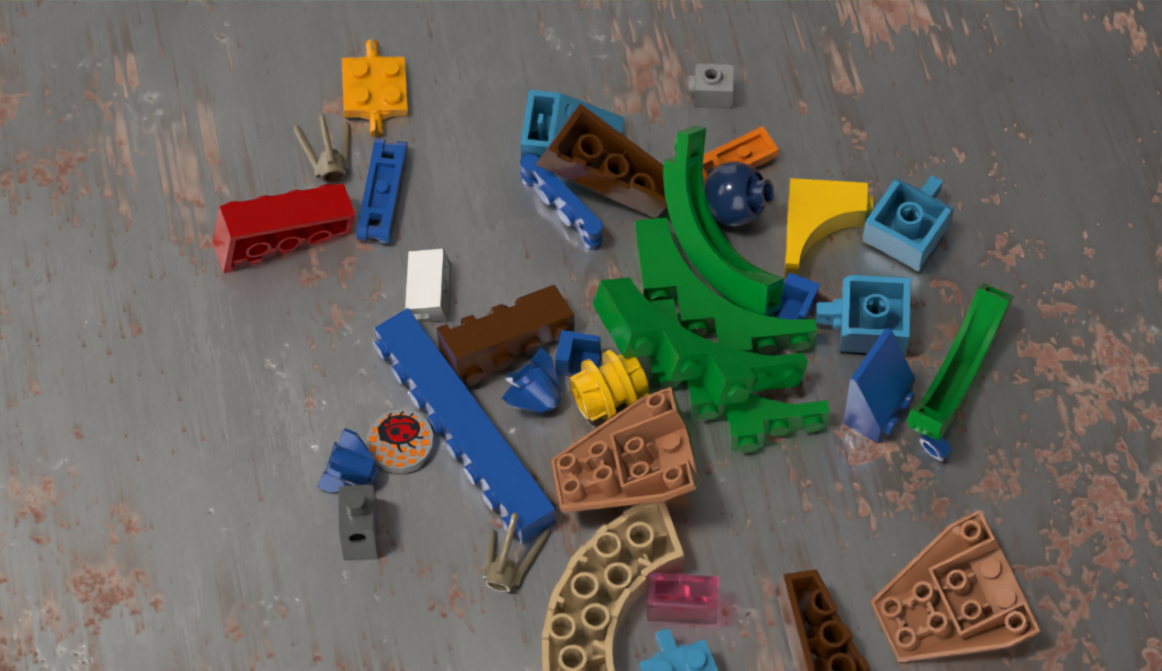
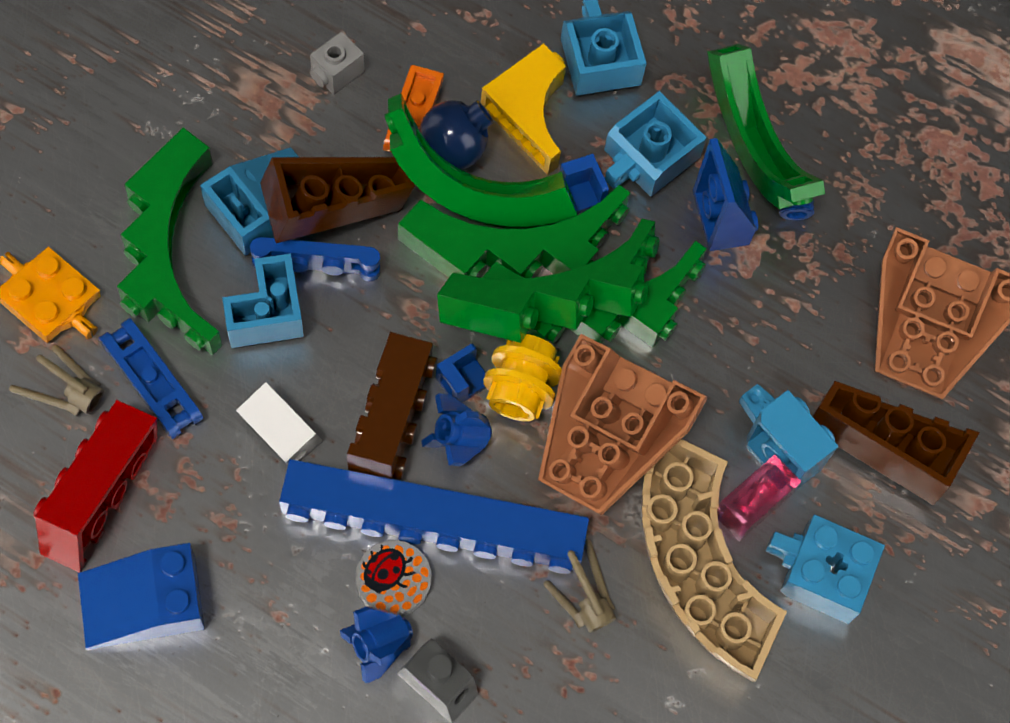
camera: 55 degrees left, 5 degrees up
(242, 318) = (141, 597): none -> blue slope
(496, 209) = (267, 314): none -> dark azure brick
(504, 81) = (157, 196): none -> green arch
(744, 579) = (788, 431): none -> dark azure hinge

